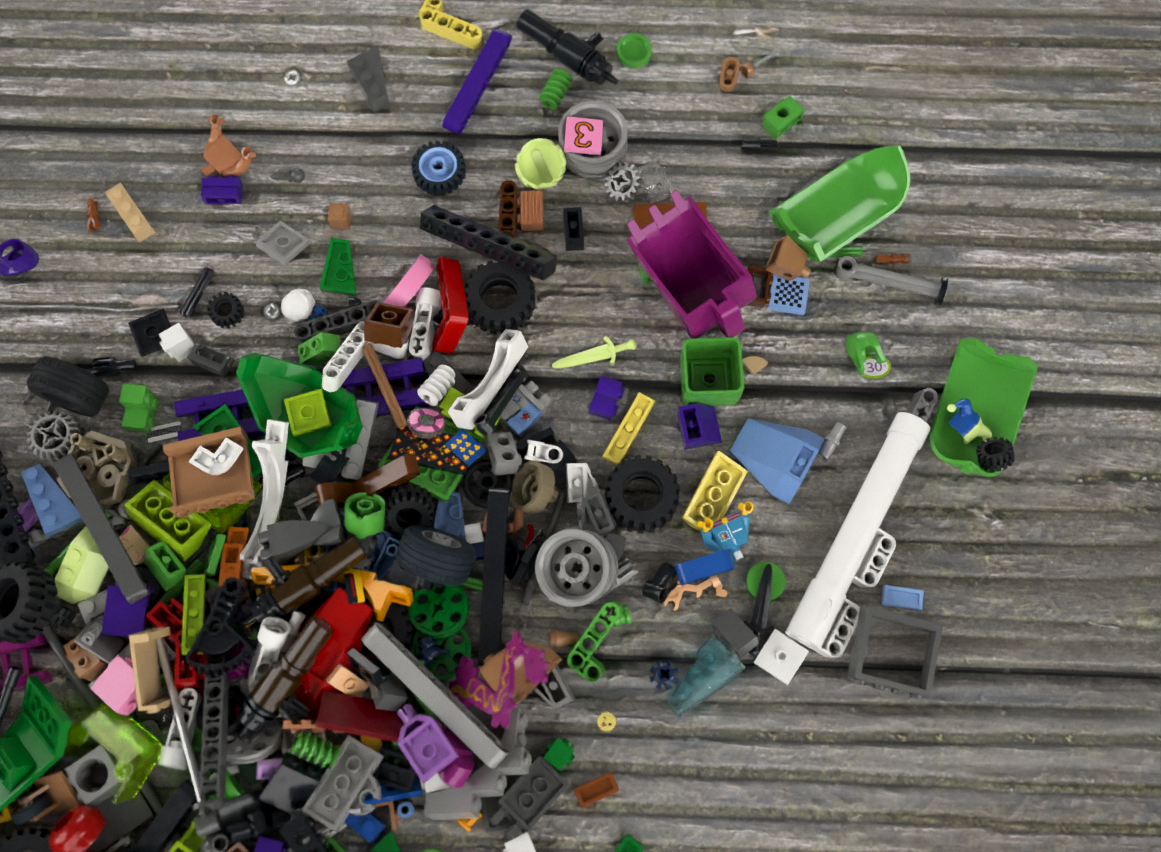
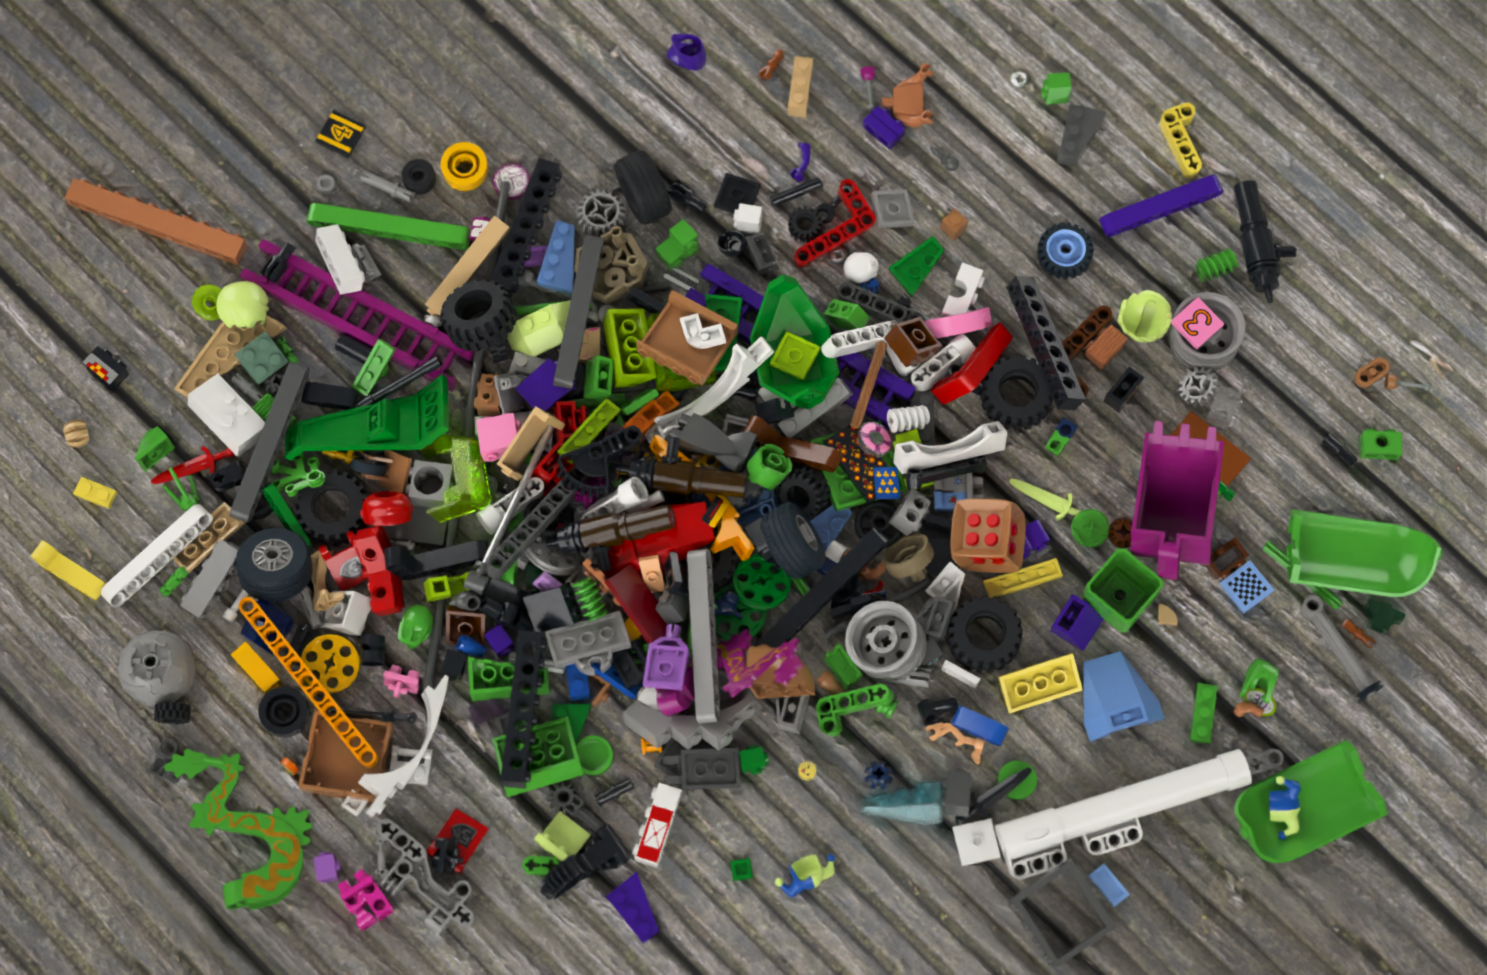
camera: 45 degrees right, 0 degrees up
(175, 163) = (868, 74): none -> hinge
(180, 371) = (731, 243): none -> black hair
(184, 277) = (797, 173): none -> dark purple piece
(234, 276) = (829, 208): none -> black piece
(257, 292) = (840, 231): none -> red beam
(326, 58) = (1056, 88): none -> bright green brick
(388, 248) = (969, 279): none -> white arch
(400, 809) = (613, 694): medium blue pin -> none
(541, 452) = (937, 536): white piece -> none
(560, 301) = (1061, 436): none -> leg
(560, 616) = (843, 667): none -> bright green hinge
(578, 418) = (988, 535): none -> medium nougat piece
(596, 789) = (756, 809): dark orange tile -> none
(634, 51) = (1312, 287): bright green piece -> none
(642, 348) = (1090, 527): none -> bright green tile
(651, 541) = (960, 674): none -> white tile
(668, 340) = (1115, 537): none -> reddish brown gear
(682, 804) = (806, 874): none -> yellowish green piece
(728, 532) = (1021, 718): dark azure torso -> none
(788, 260) = (1268, 560): medium nougat torso -> none
(832, 441) = (1168, 726): light grey pin -> none
(846, 410) = (1203, 713): none -> bright green plate
(871, 378) = (1246, 707): none -> nougat arm
(897, 232) = (1382, 616): none -> clear green brick
(1002, 449) = (1281, 845): black tyre -> none

